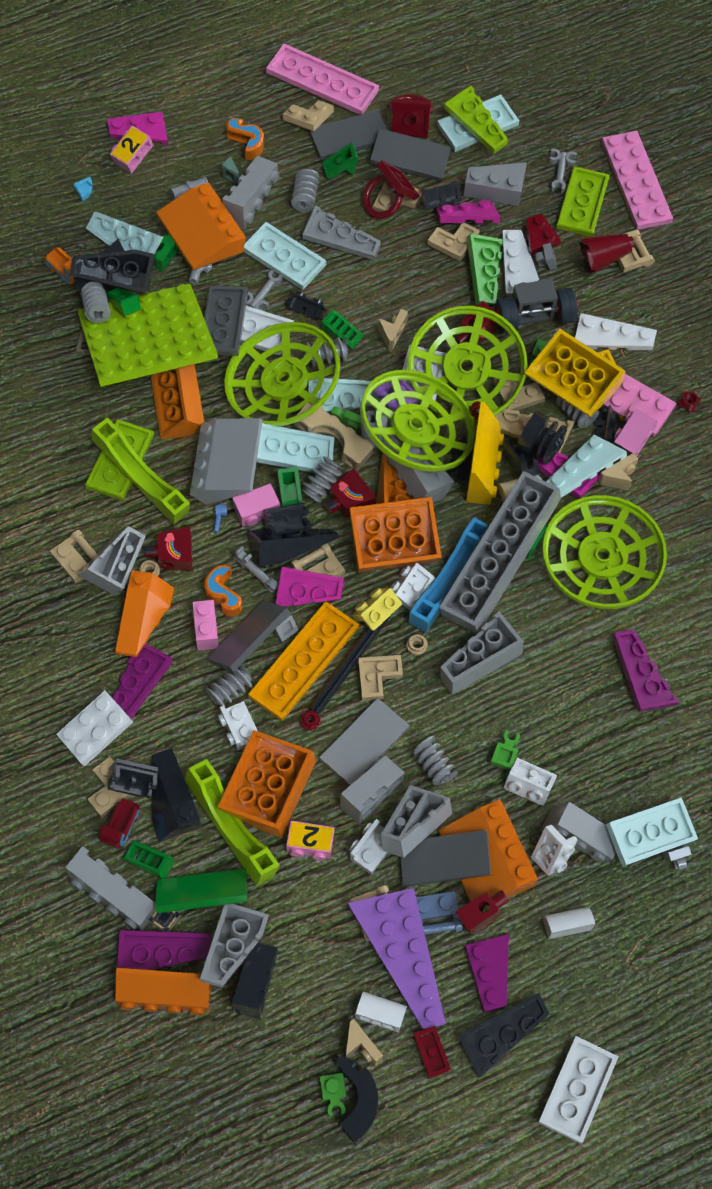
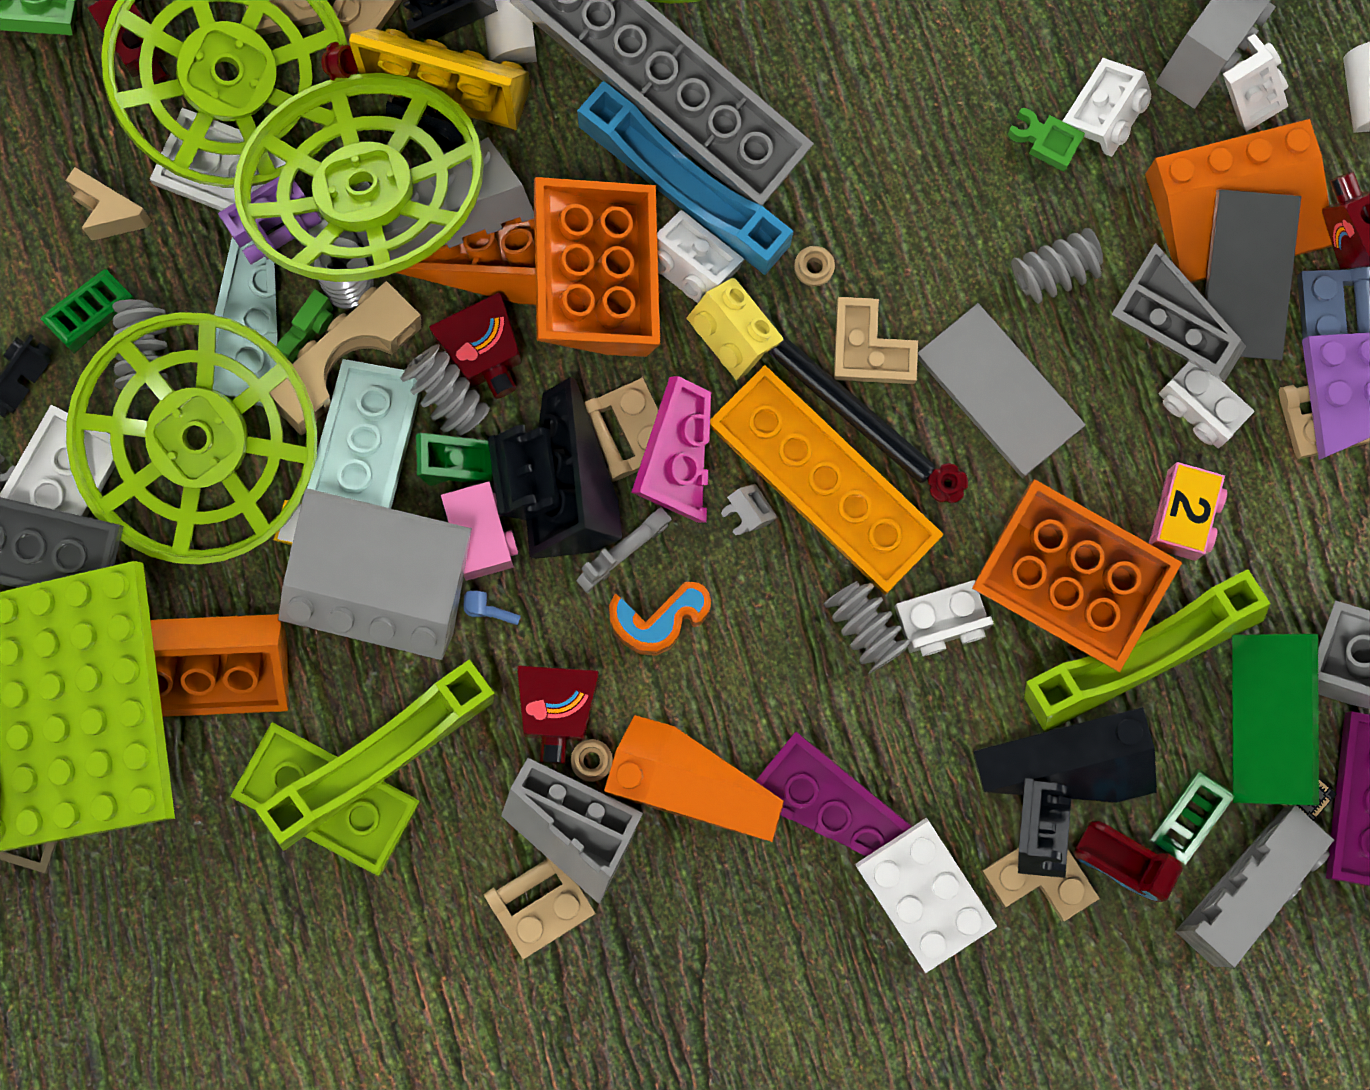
camera: 85 degrees left, 15 degrees up
(205, 625) = (732, 658): bright pink brick -> none
(248, 635) = (768, 576): dark grey tile -> none
(371, 789) = (1102, 388): light grey wedge -> none
(482, 654) = (856, 145): light grey wedge -> none

